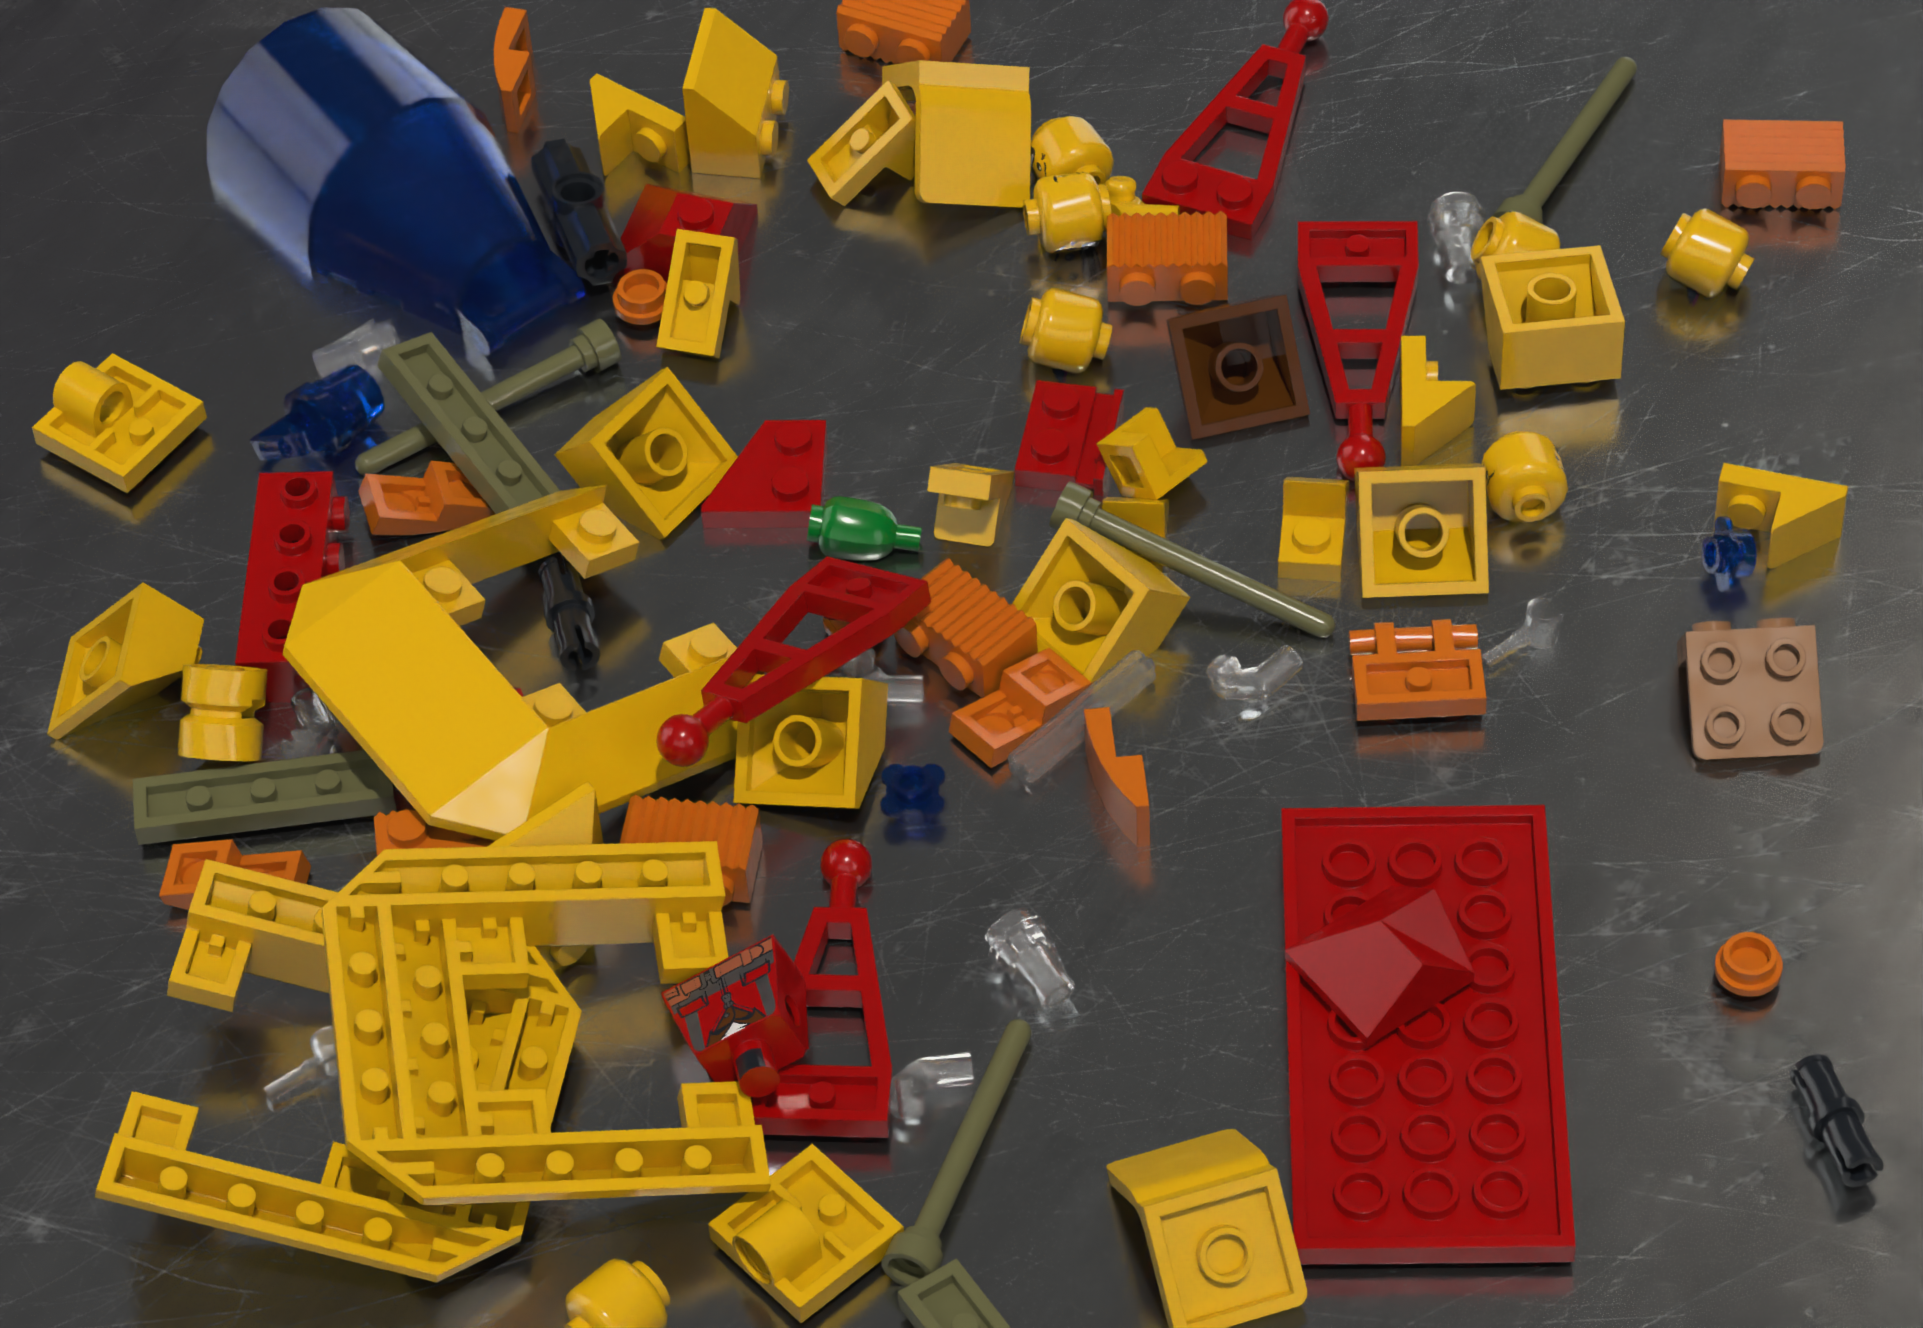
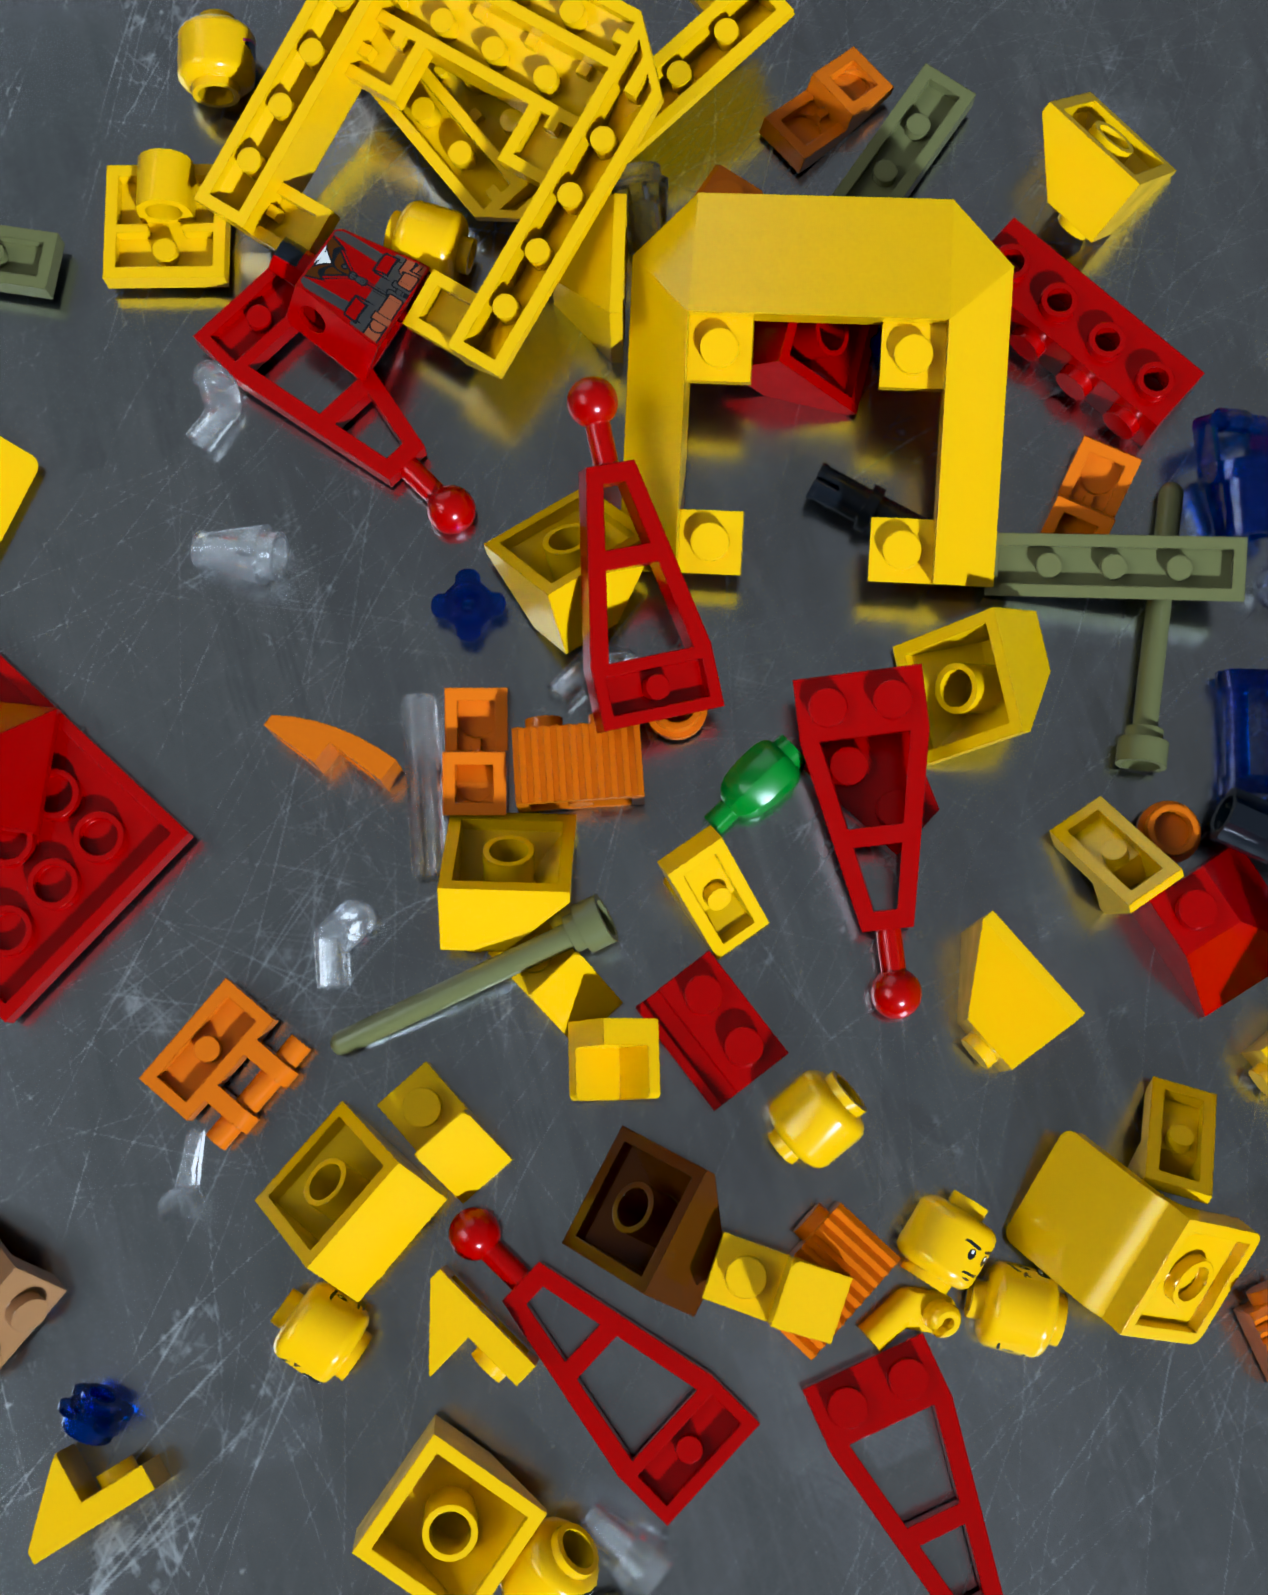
camera: 130 degrees right, 30 degrees up
(222, 712) = (979, 173): yellow wheel -> none
(634, 1037) = (433, 237): none -> yellow head
(733, 827) = (532, 411): orange brick -> none
(754, 492) = (861, 707): none -> red plate
(867, 282) = (1007, 997): none -> yellow slope
(918, 1247) = (81, 277): olive piece -> none
(1203, 251) = (777, 1288): none -> yellow slope

